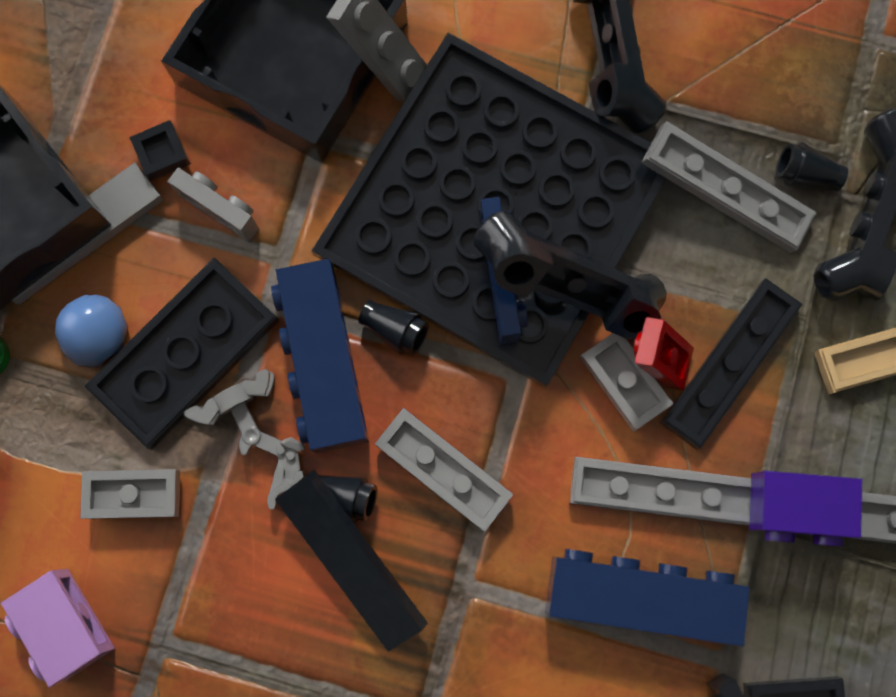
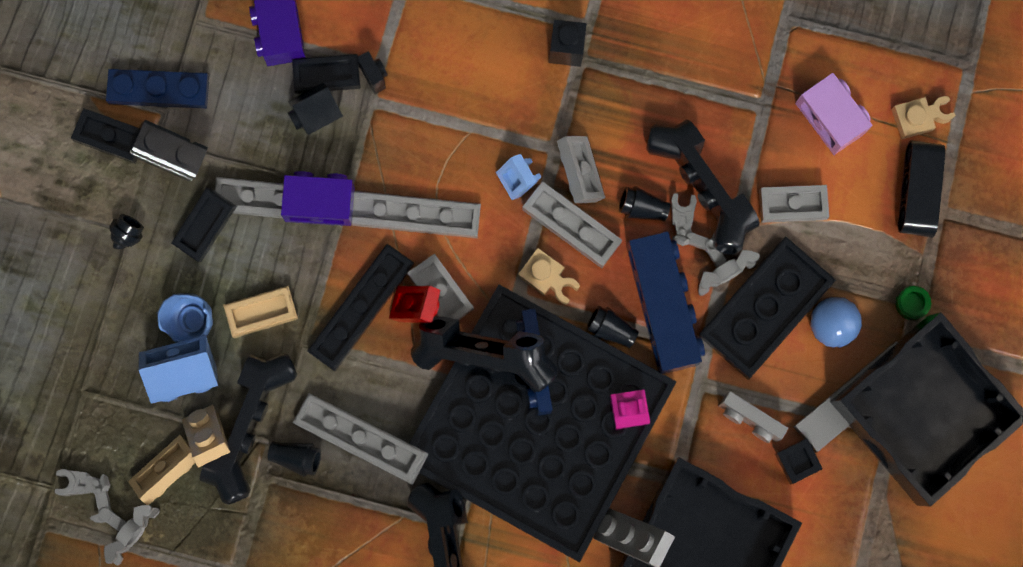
camera: 170 degrees right, 0 degrees up
(281, 583) = (733, 216): none -> black plate
(351, 561) = (635, 160): black tile -> none
(375, 212) = (630, 409): none -> dark pink tile
(429, 549) = (580, 169): none -> light grey plate
(483, 403) = (544, 274): none -> tan plate
(520, 540) = (517, 176): none -> light blue tile
(647, 600) = (428, 138): dark blue brick -> none
(815, 645) = (314, 109): none -> black brick

